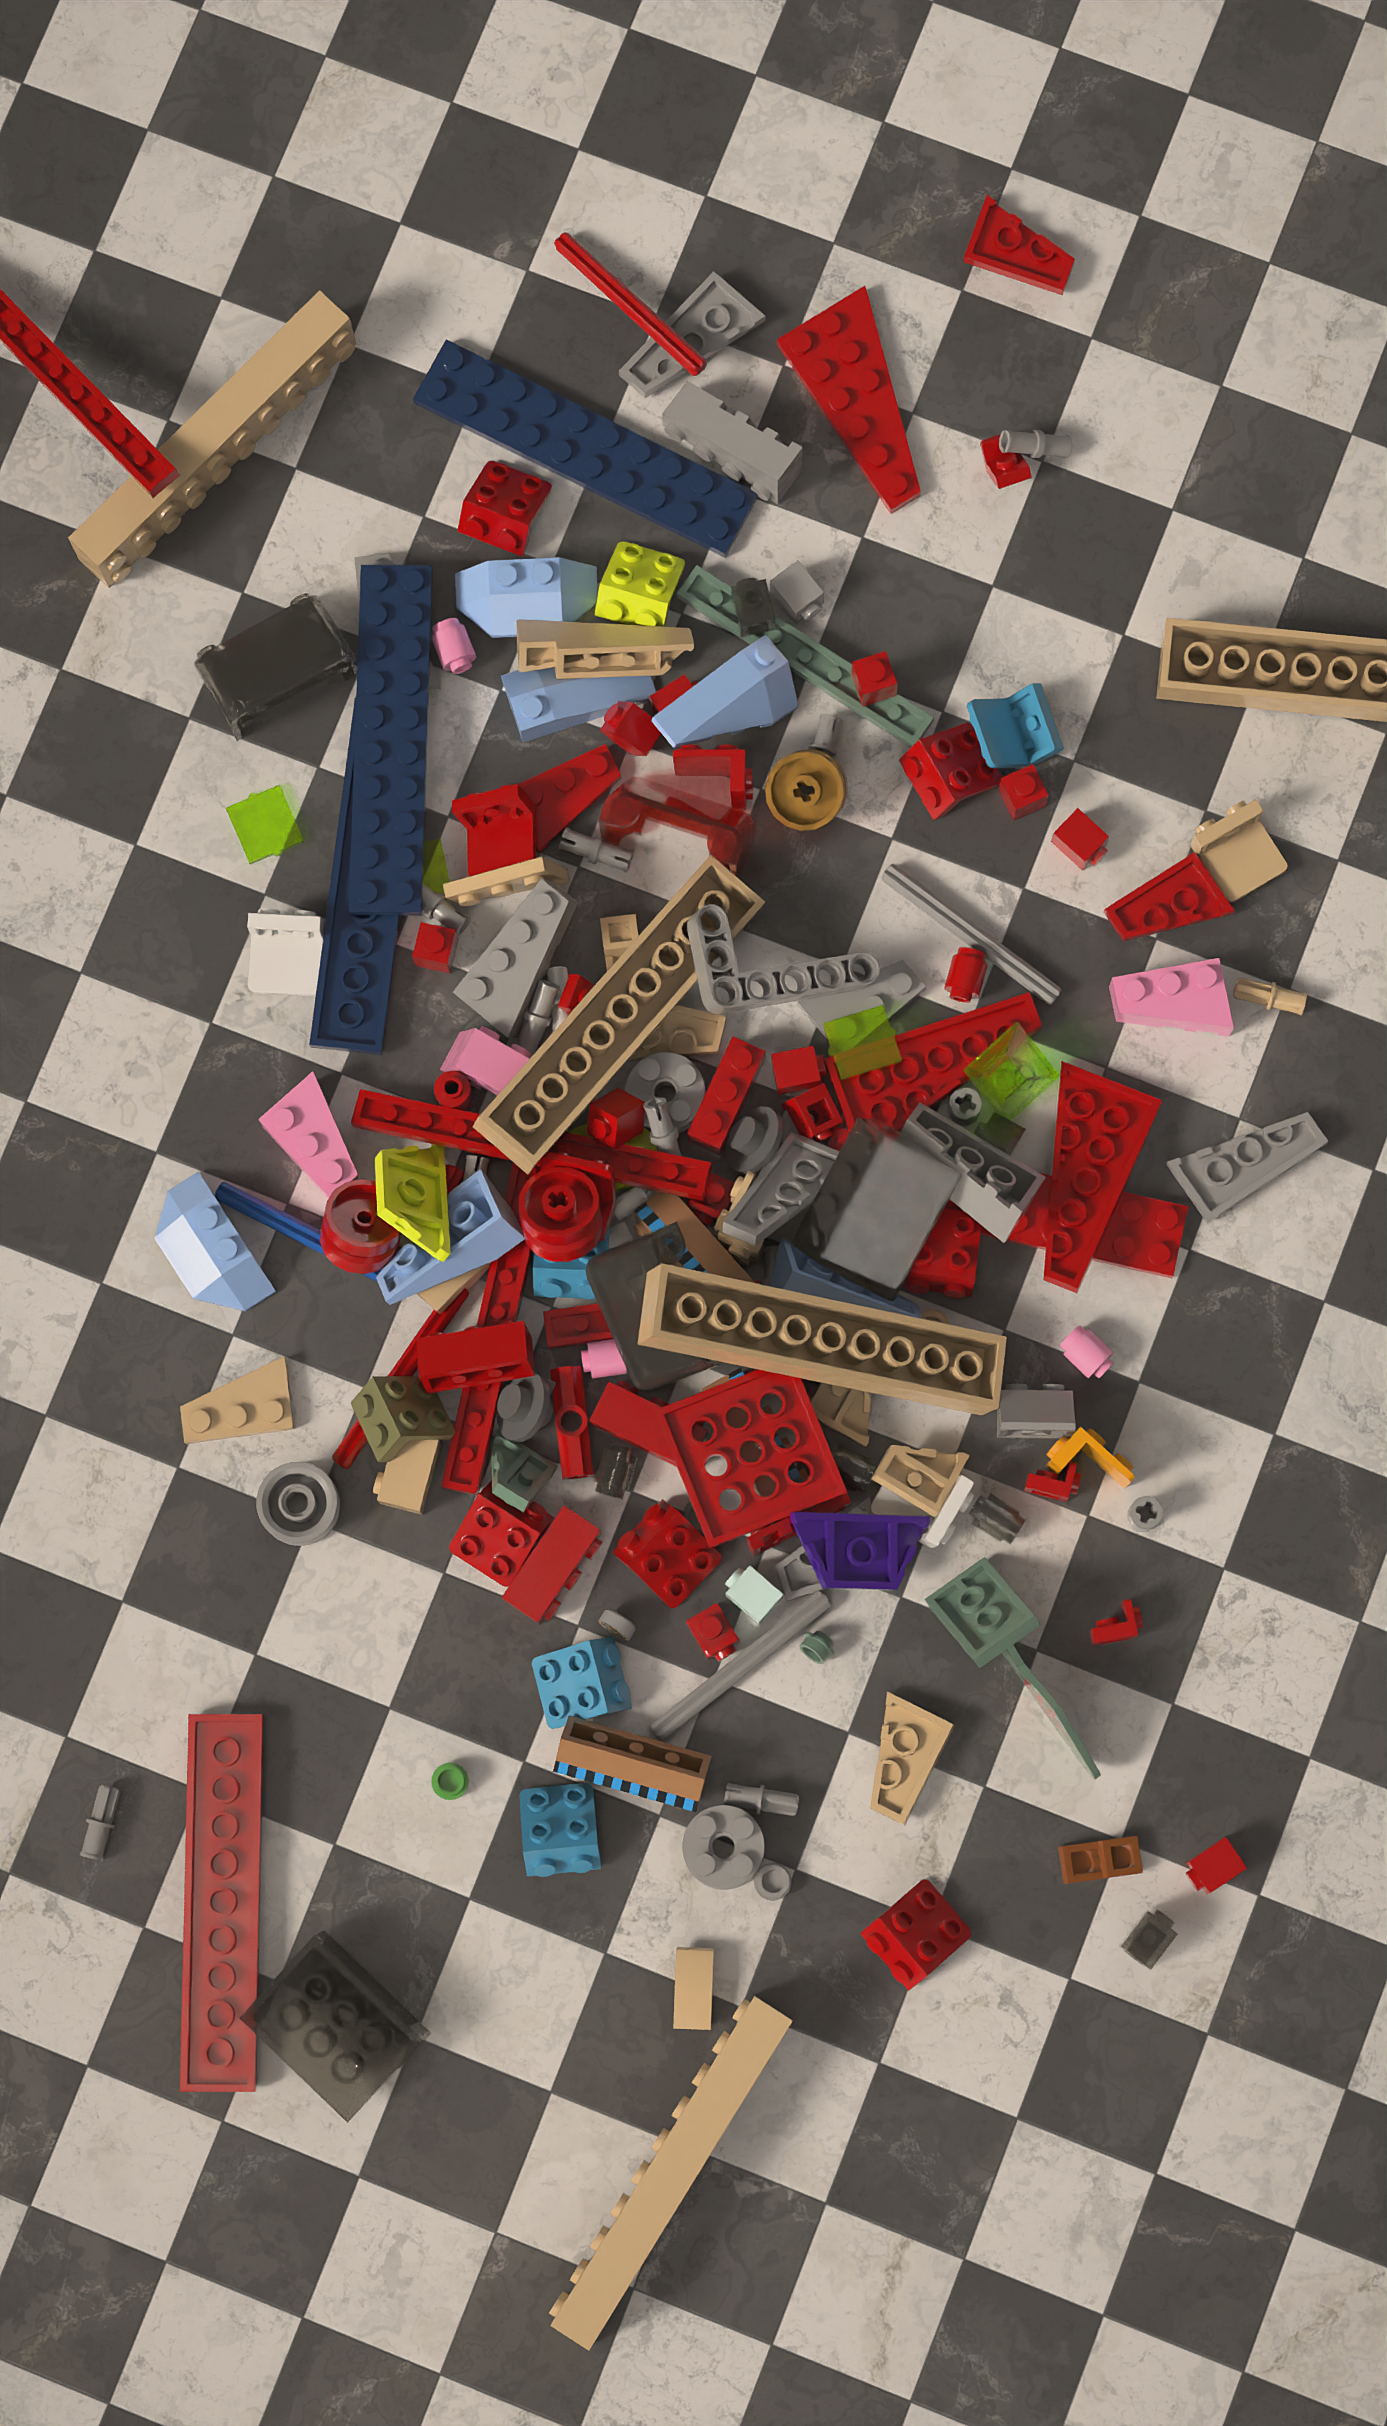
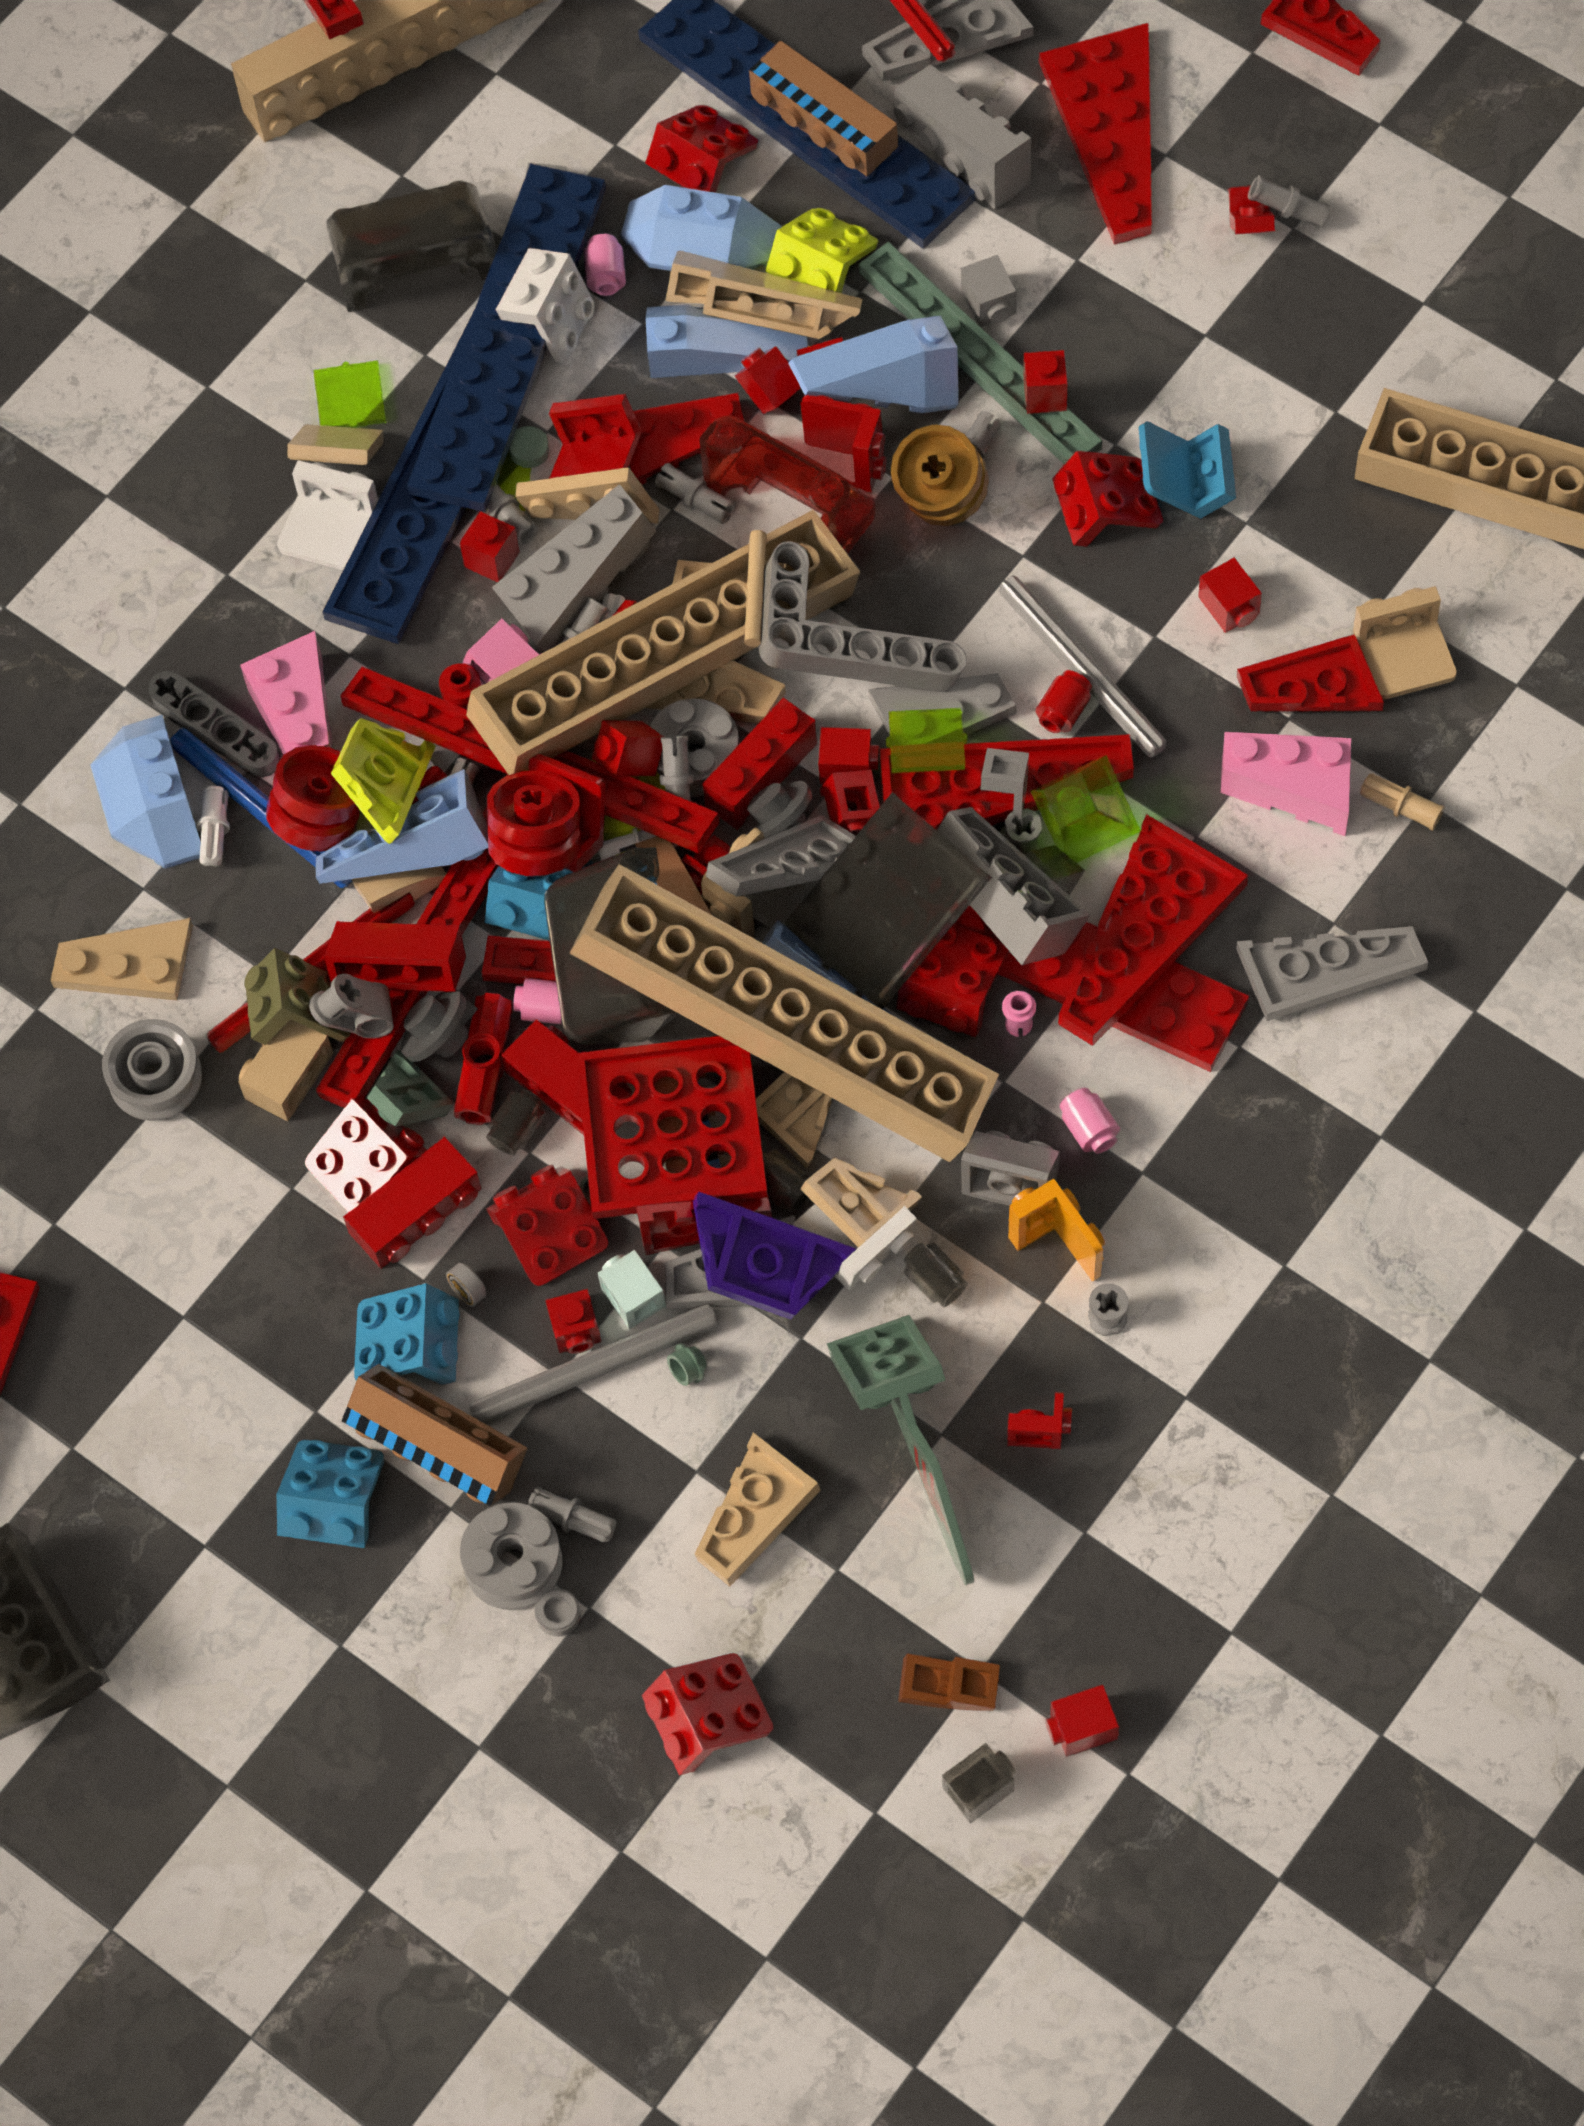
camera: 15 degrees right, 15 degrees down
(248, 1165) = (211, 726): none -> dark grey beam
(272, 883) = (335, 444): none -> tan tile
(277, 1266) = (213, 825): none -> white axle
(417, 699) = (551, 297): none -> white bracket
(439, 839) = (529, 447): none -> sand green tile
(450, 1781) = (223, 1409): bright green plate -> none
(455, 1412) = (354, 1007): none -> light grey piece
(605, 449) = (823, 108): none -> medium nougat brick
(671, 2172) = (332, 1900): tan brick -> none
(685, 947) = (755, 588): none -> tan bar
(693, 1988) = (428, 1706): tan slope -> none
(752, 607) = (934, 287): clear smoke brick -> none
(943, 1069) = (1006, 773): none -> light grey panel
(1006, 1262) = (1019, 1018): none -> bright pink pin
(1023, 792) = (1179, 534): red brick -> none
(1047, 1485) = (1006, 1254): red bracket -> none

